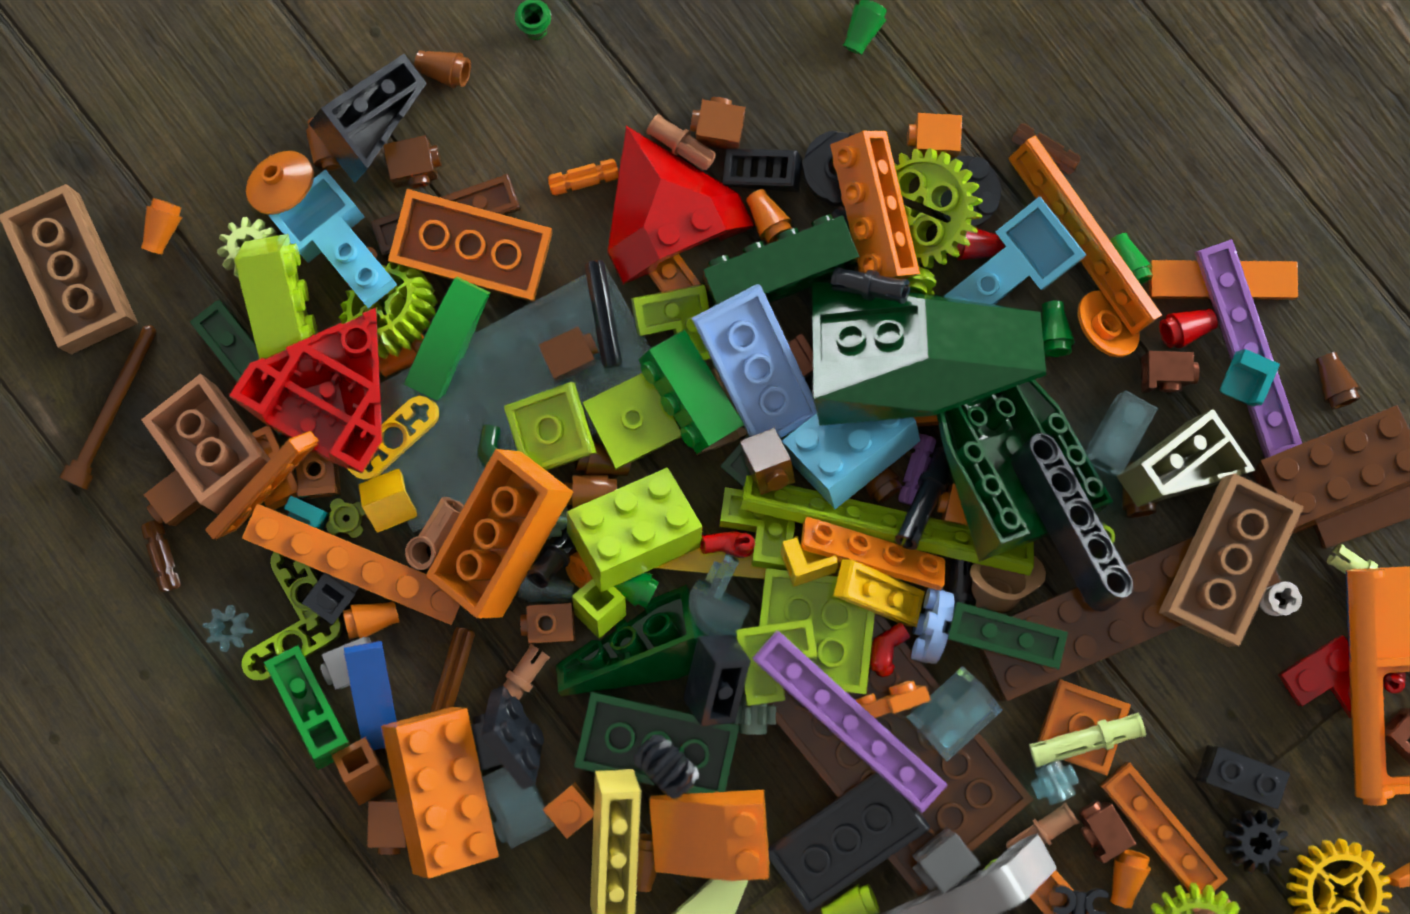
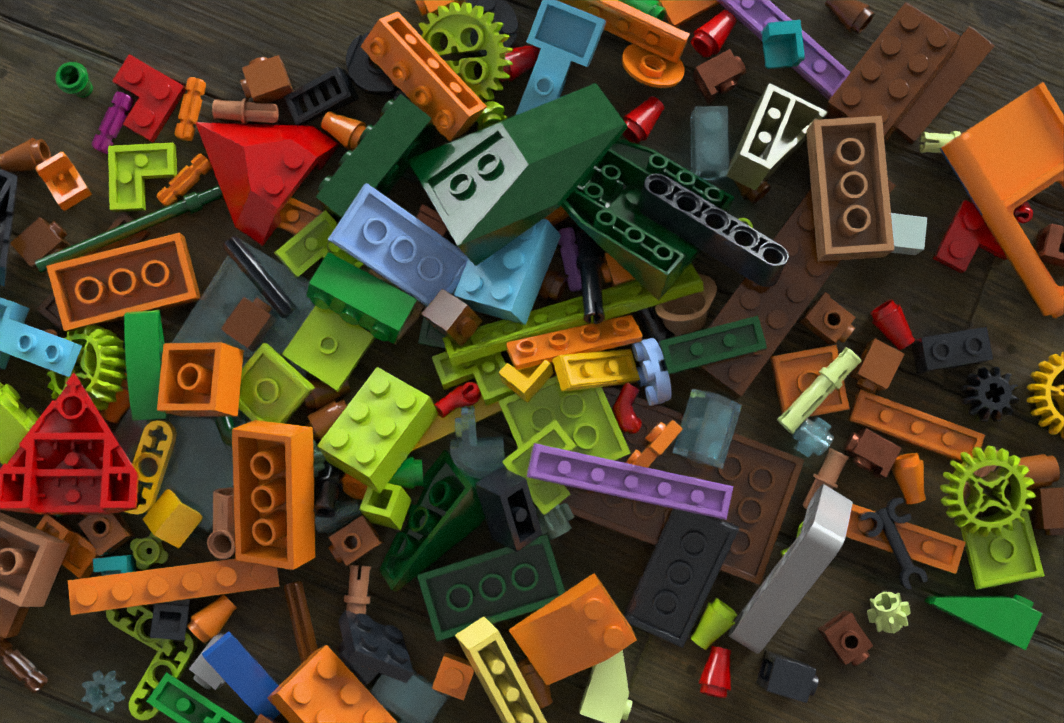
camera: 30 degrees left, 0 degrees up
(262, 485) = (64, 562): orange tile -> none
(467, 111) = (63, 180): none -> orange bracket
(491, 383) = (200, 379): none -> orange brick
(539, 134) = (131, 166): none -> lime plate
(545, 80) = (112, 122): none -> magenta axle
(578, 202) = (192, 202): none -> dark green bar
(603, 77) = (156, 95): none -> red plate
(628, 109) = (190, 109): none -> orange axle
(666, 766) = (507, 599): black gear -> none
(870, 285) = (453, 135): black pin -> none
(944, 861) = (764, 547): dark grey brick -> none
(1056, 330) = (616, 92): green cone -> none
(1066, 372) = (642, 120): none -> red cone
(1125, 669) = (817, 321): none -> dark orange brick
(1158, 749) = (877, 366): none -> dark orange brick
(1199, 716) = (893, 324): none -> red cone
(1265, 635) = (908, 233): none -> light aqua brick
(1288, 592) = (906, 191): white bush -> none

